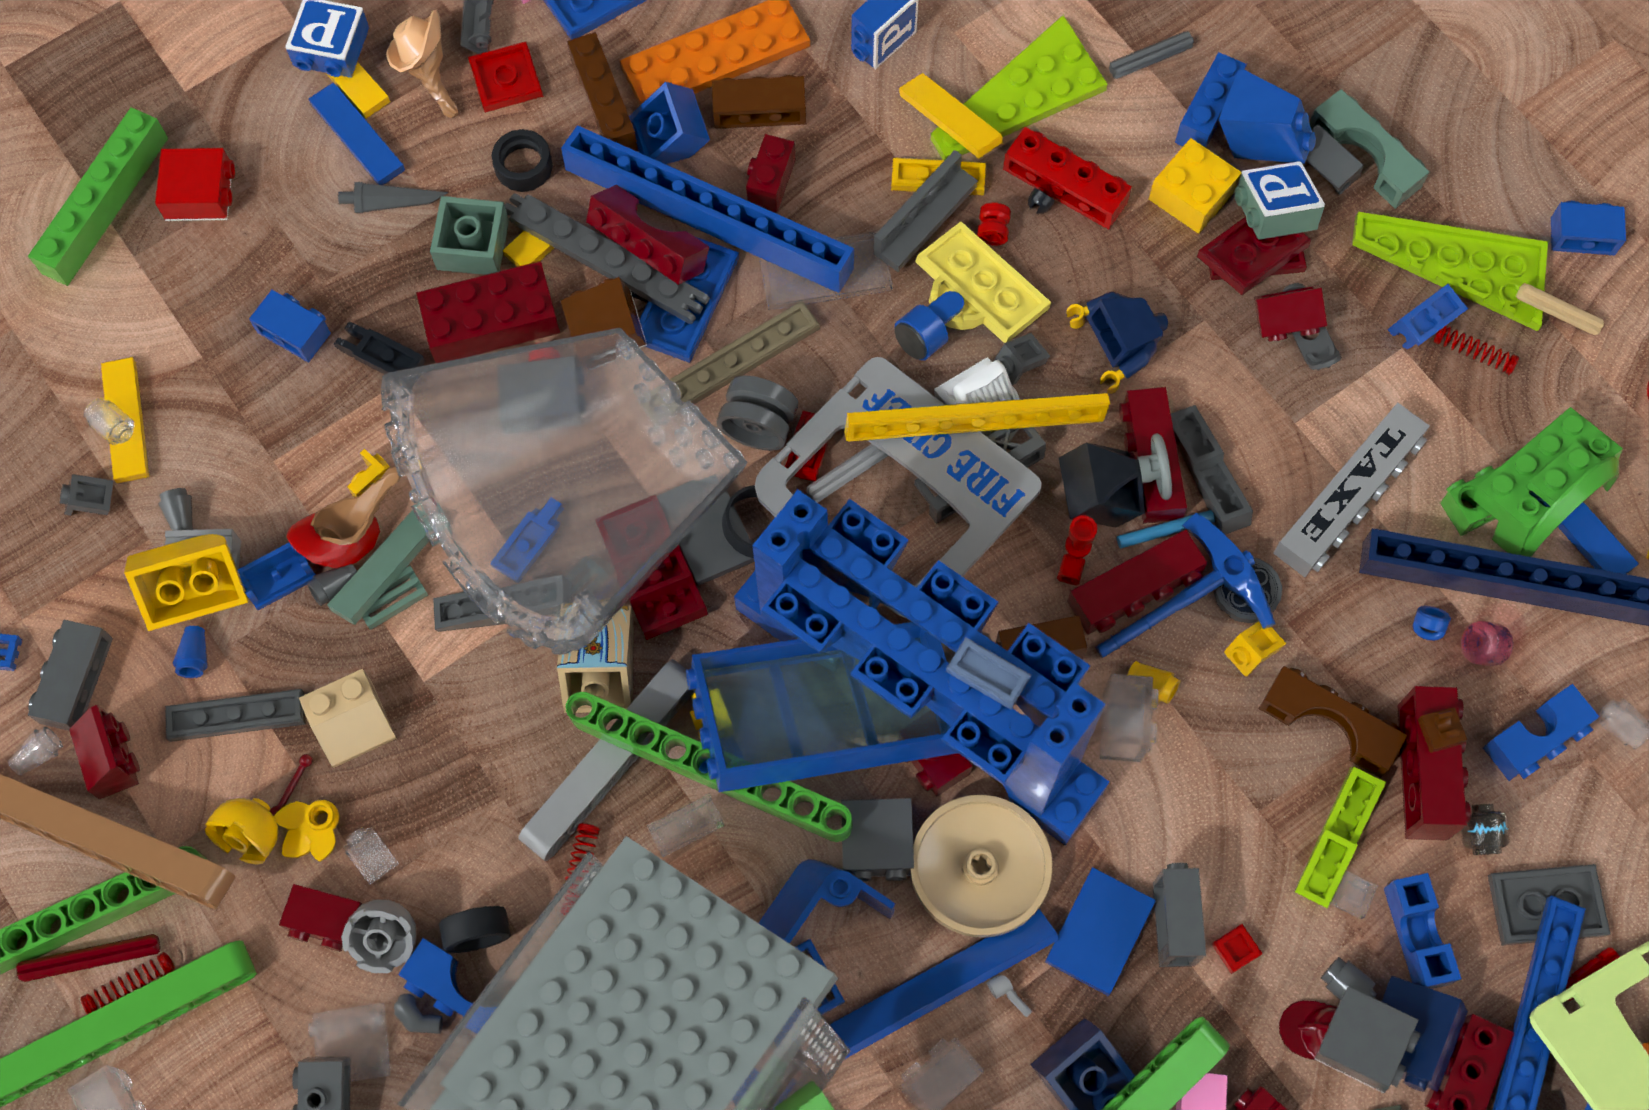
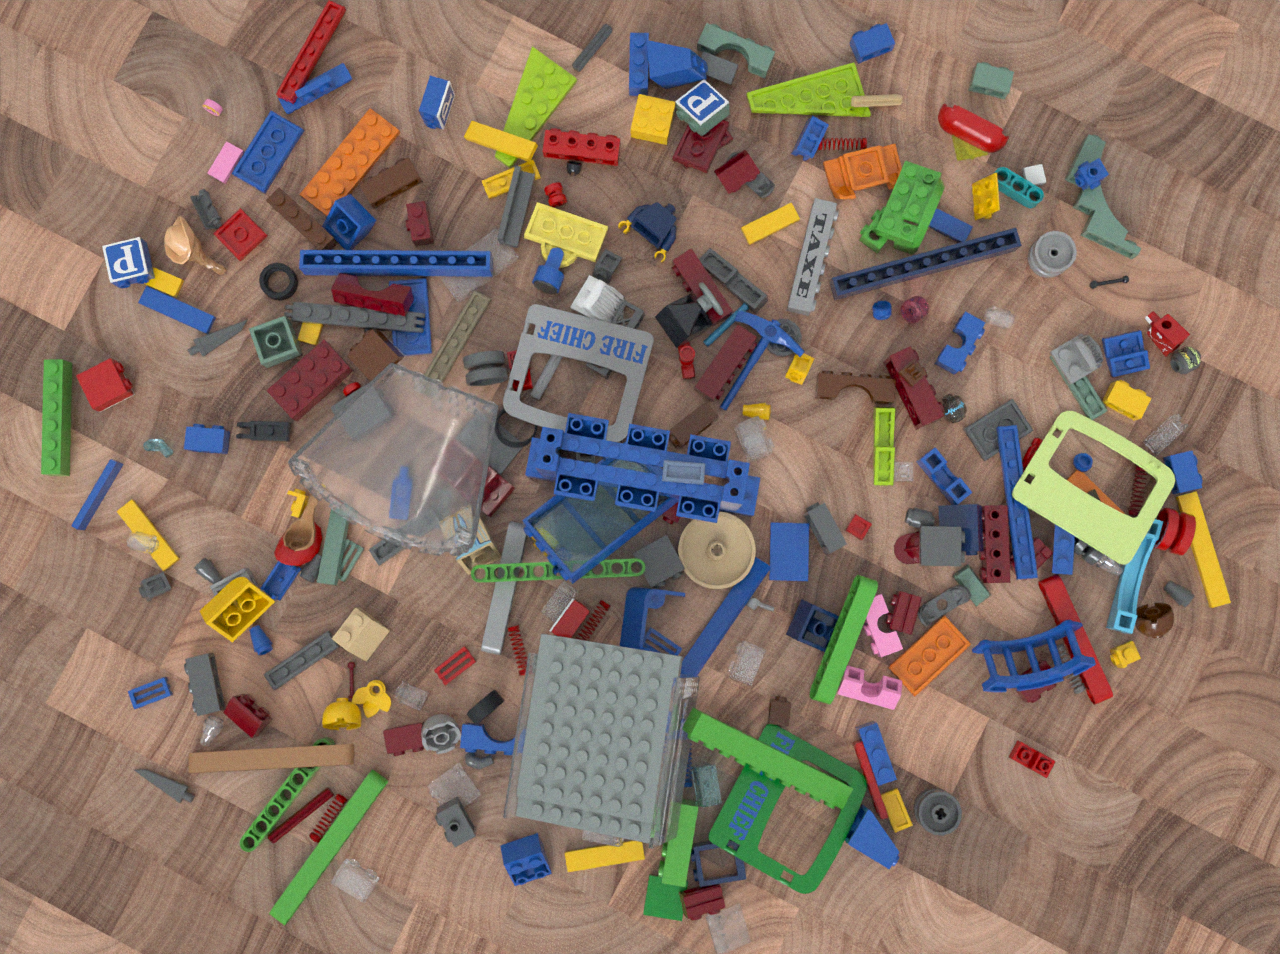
camera: 25 degrees left, 15 degrees up
(88, 327) = (97, 494): none -> blue tile
(216, 301) = (158, 445): none -> clear light blue arm
(435, 847) = (442, 675): none -> red tile
(693, 851) = (570, 619): none -> red piece
(751, 861) = (605, 605): none -> red piece
(976, 417) = (602, 316): yellow tile -> none
(1307, 413) = (770, 223): none -> yellow tile
(1491, 400) = (863, 170): none -> orange piece

